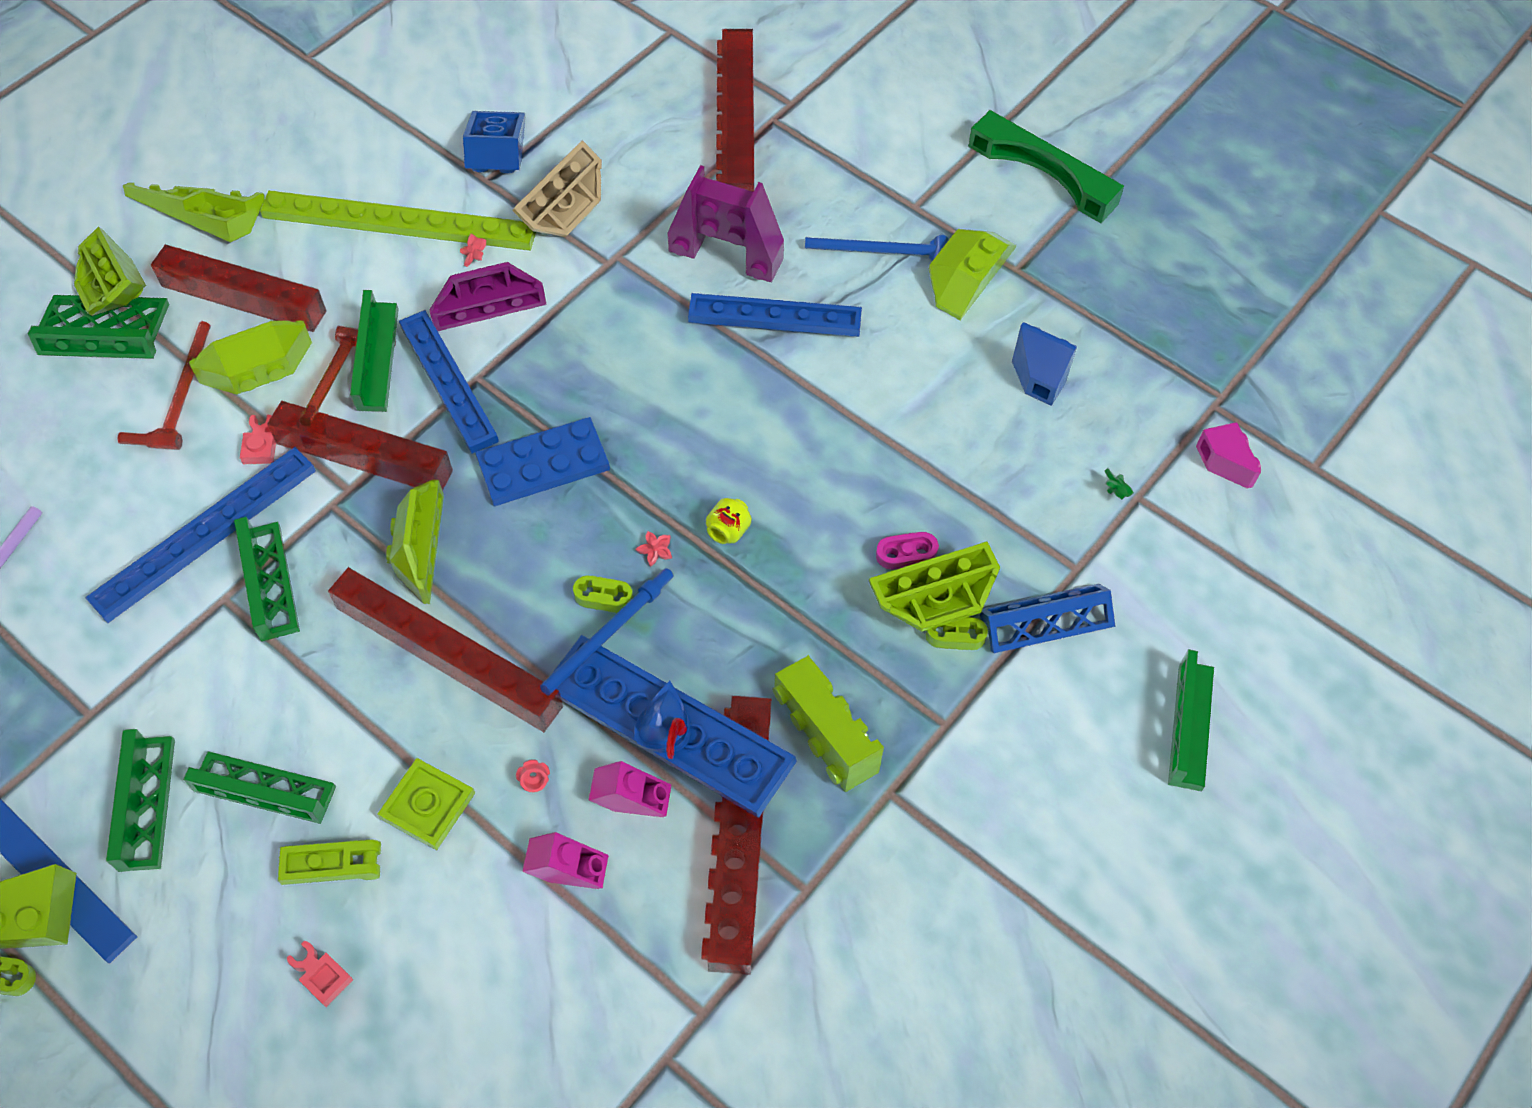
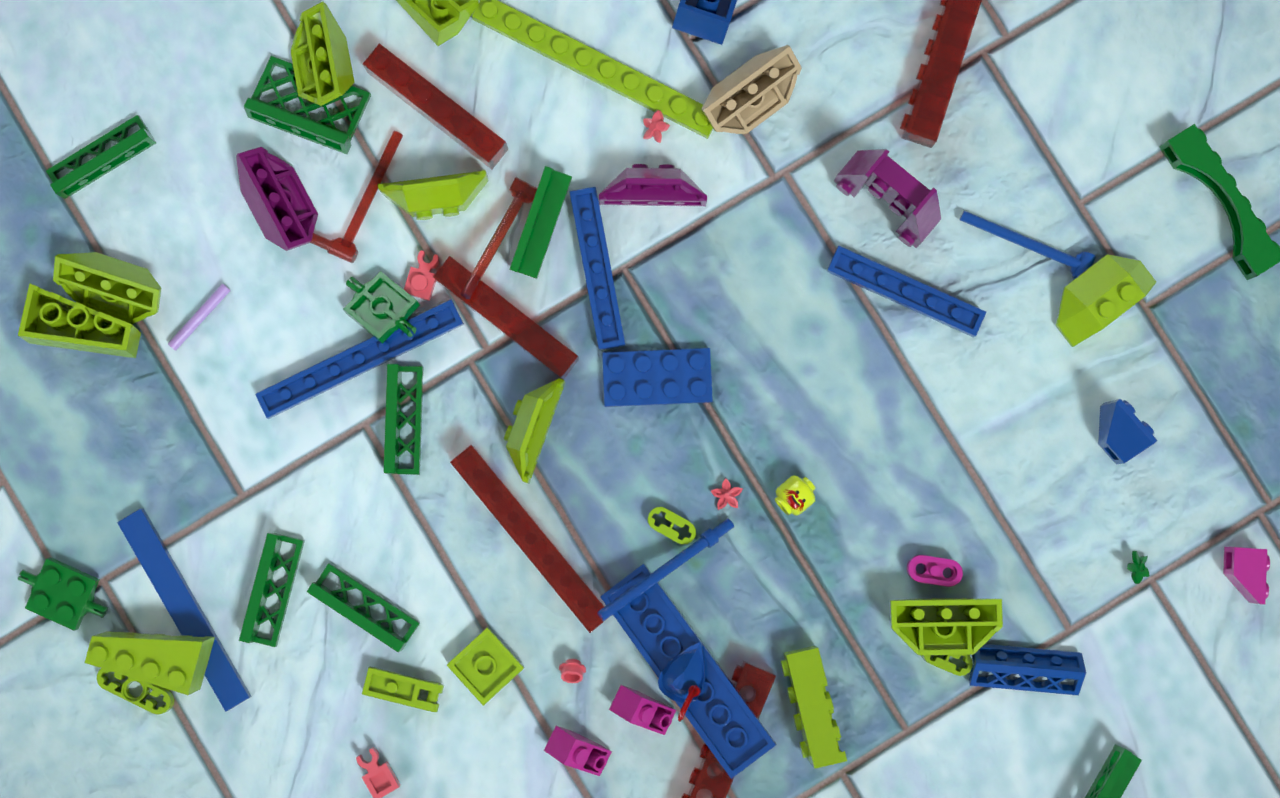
camera: 15 degrees right, 25 degrees up
(74, 405) = (276, 198): none -> magenta wedge
(216, 473) = (381, 307): none -> green plate

